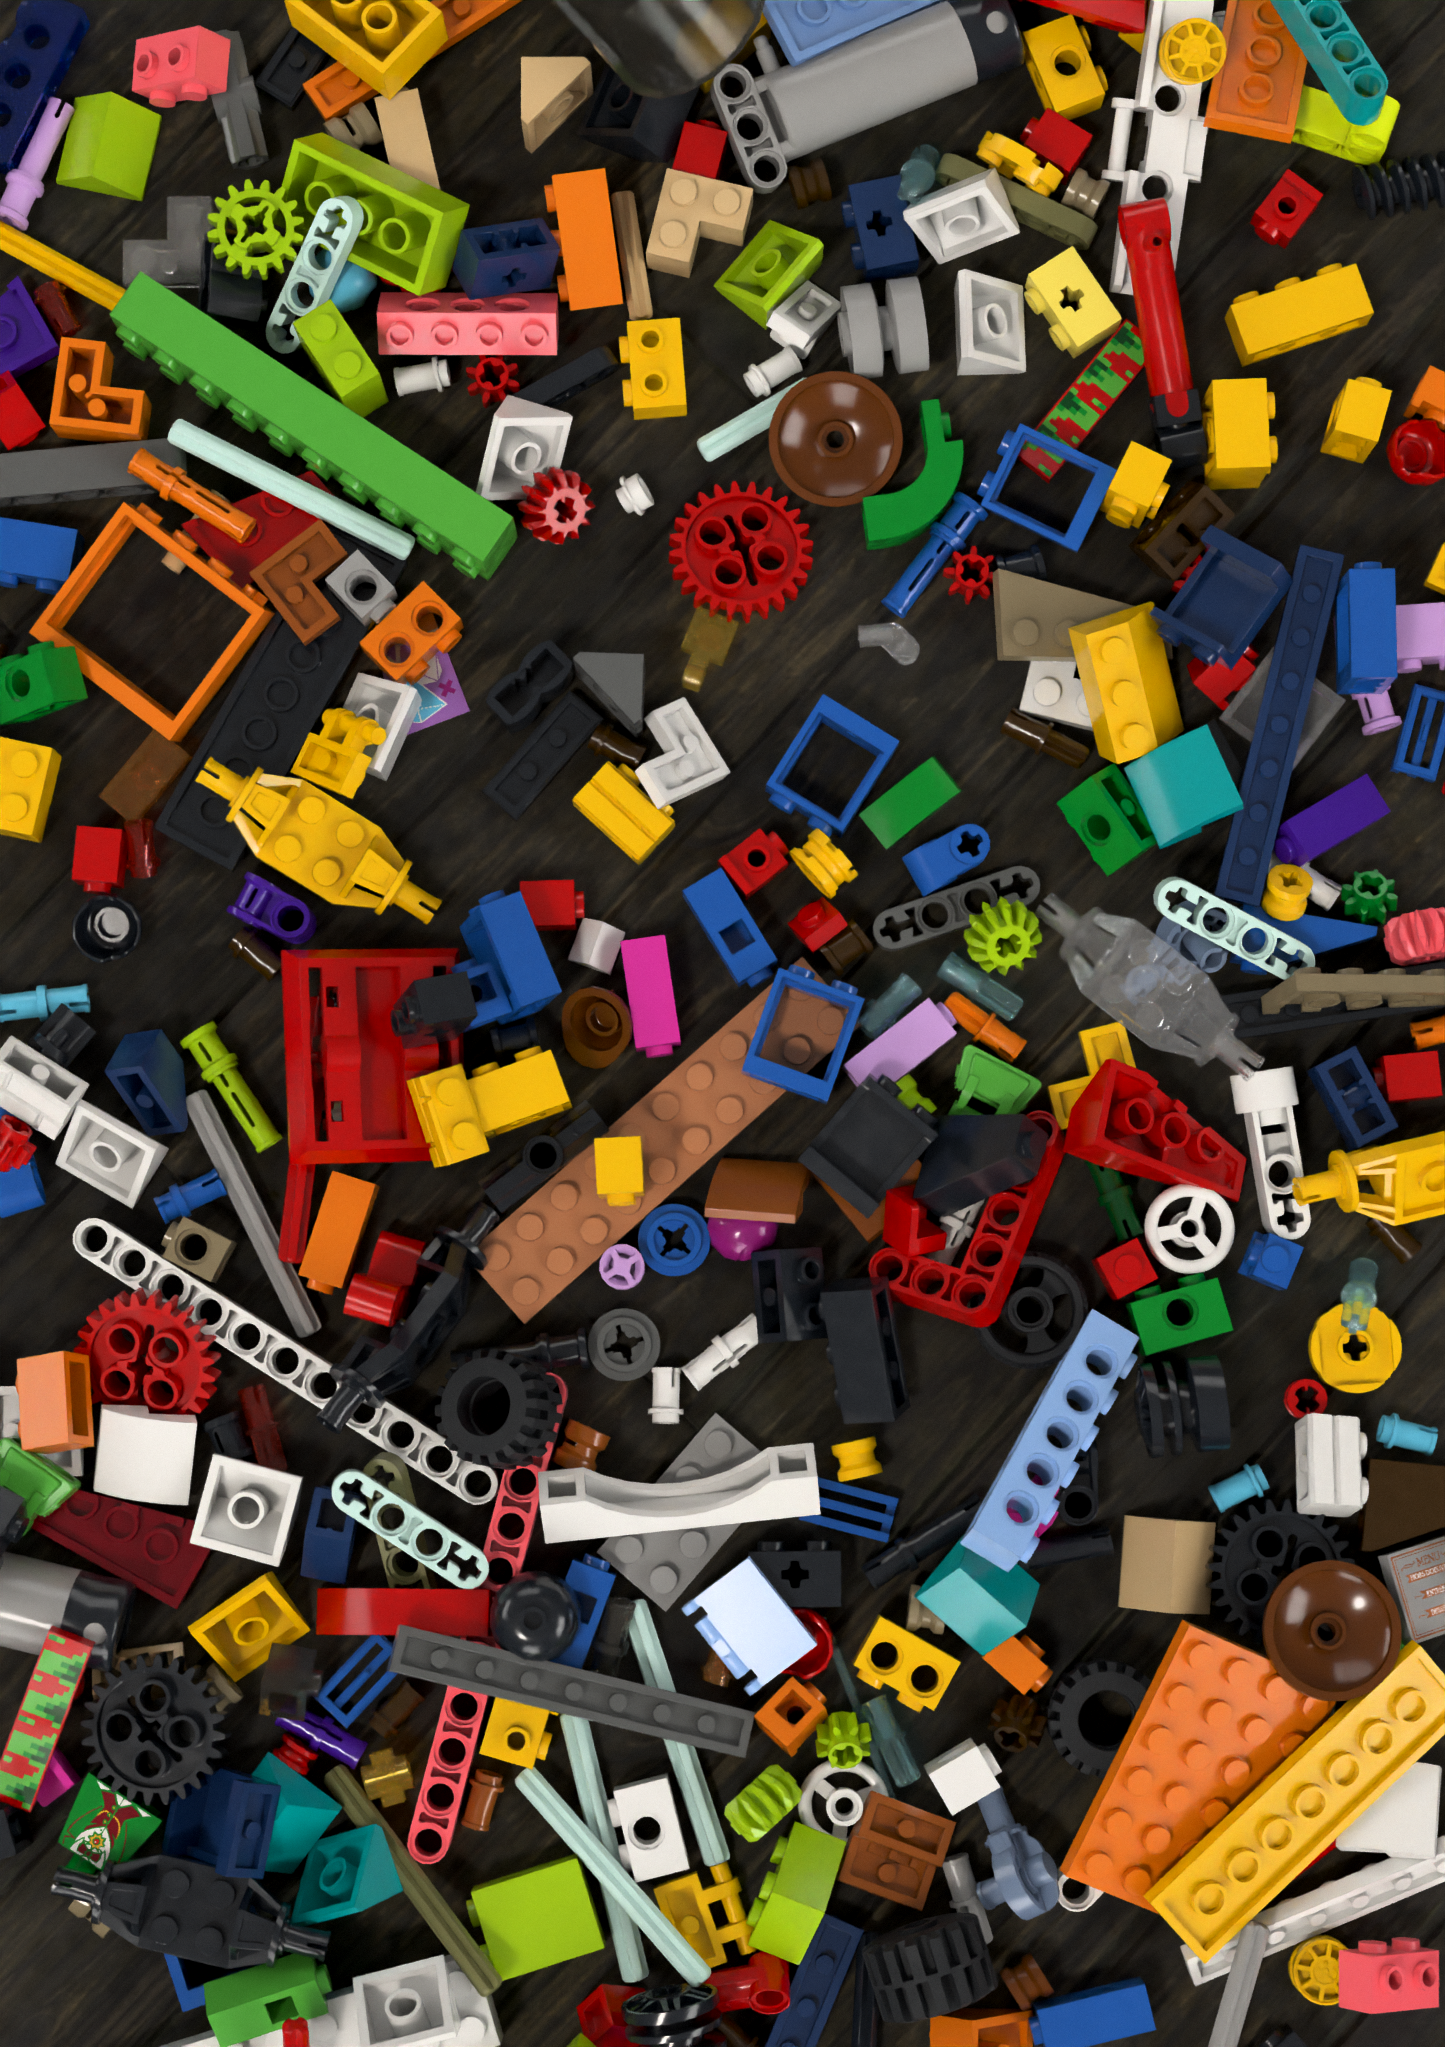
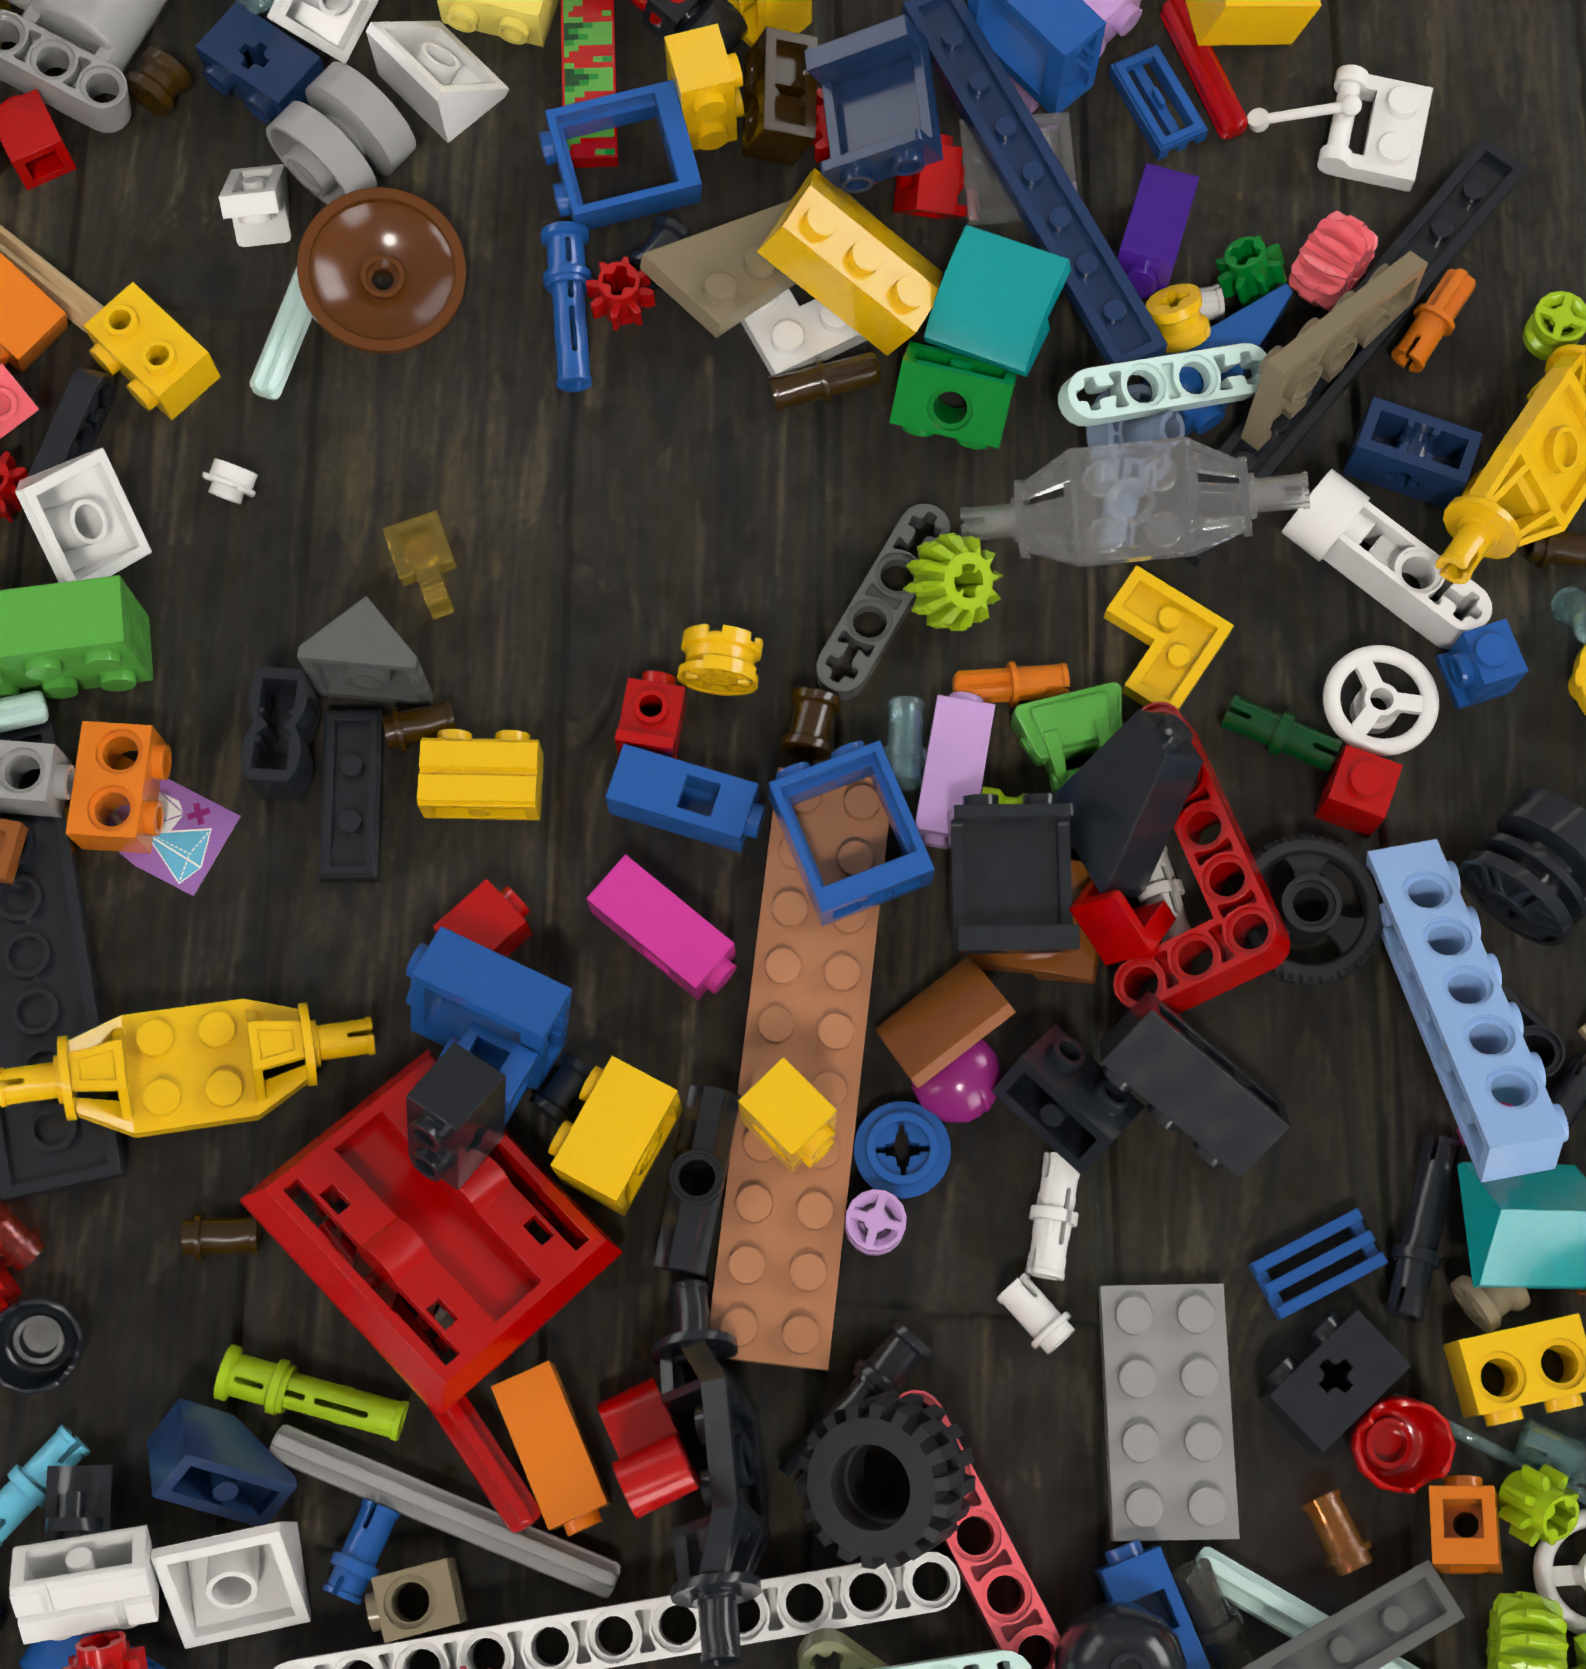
camera: 40 degrees left, 10 degrees down
(265, 907) = (190, 1180): dark purple piece -> none
(335, 764) = (137, 956): yellow plate -> none
(393, 708) = (152, 905): white slope -> none
(448, 1115) = (563, 1216): yellow brick -> none
(571, 508) = (158, 546): red gear -> none
(580, 1446) = (1001, 1447): dark orange wheel -> none
(592, 1506) = (1072, 1493): white arch -> none
(596, 945) = (565, 929): white slope -> none
(596, 1026) = (636, 1004): reddish brown piece -> none
(614, 1364) = (975, 1293): dark grey gear -> none
(689, 756) = (498, 674): white plate -> none
(693, 209) = (70, 182): tan brick -> none
(750, 1625) = (1341, 1471): piece -> none
(770, 270) = (185, 182): lime slope -> none
(772, 372) = (265, 279): white pin -> none
(777, 541) = (381, 447): red gear -> none
(817, 924) = (765, 723): red plate -> none
(855, 729) = (634, 517): blue window -> none
(856, 1459) = (1281, 1204): yellow wheel -> none
(892, 638) = (597, 410): clear arm -> none
(910, 802) = (750, 540): green slope -> none
(911, 512) = (511, 287): green arch -> none
(941, 863) = (832, 563): blue piece -> none
(980, 987) = (973, 651): clear light blue axle -> none
(1139, 1130) = (1248, 650): red wedge -> none
(1206, 1314) = (1474, 770): green brick -> none
(1377, 712) = (1100, 113): lavender bush -> none
(1408, 1077) = (1445, 387): red brick -> none

